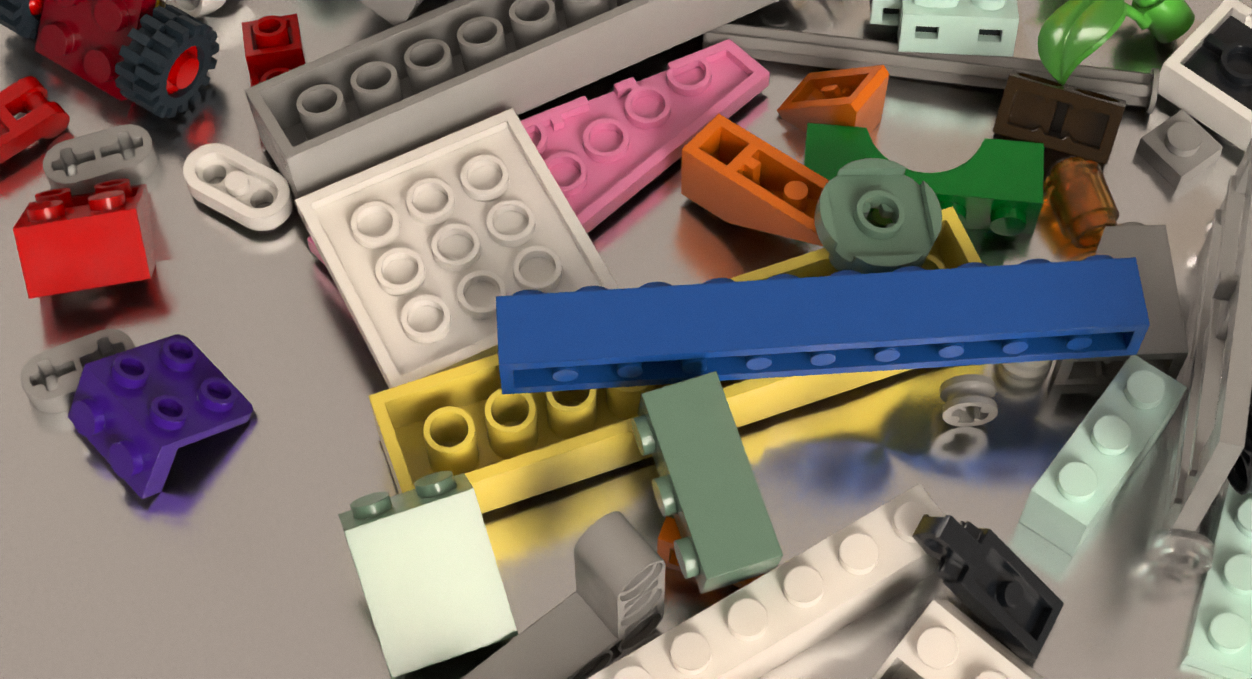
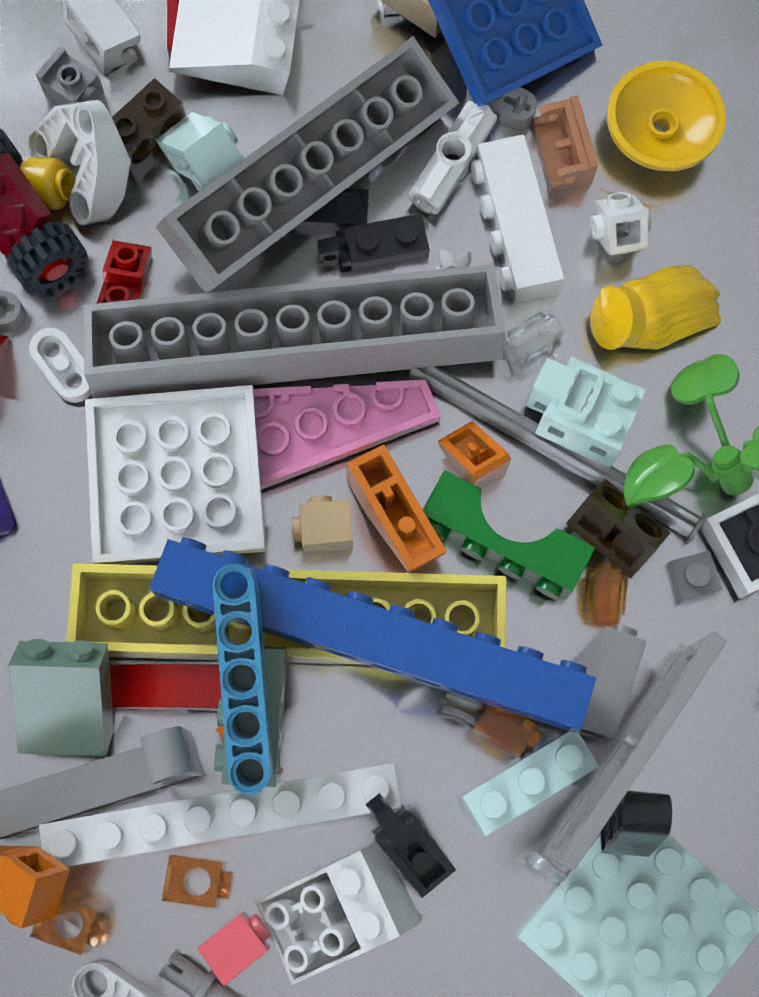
camera: 20 degrees right, 15 degrees up
(546, 525) = (165, 686): none -> red slope
(682, 247) = (323, 525): none -> tan brick
(683, 445) = (237, 700): none -> dark azure beam
(859, 244) = (467, 560): sand green plate -> none
(1040, 402) = (508, 731): none -> clear orange brick

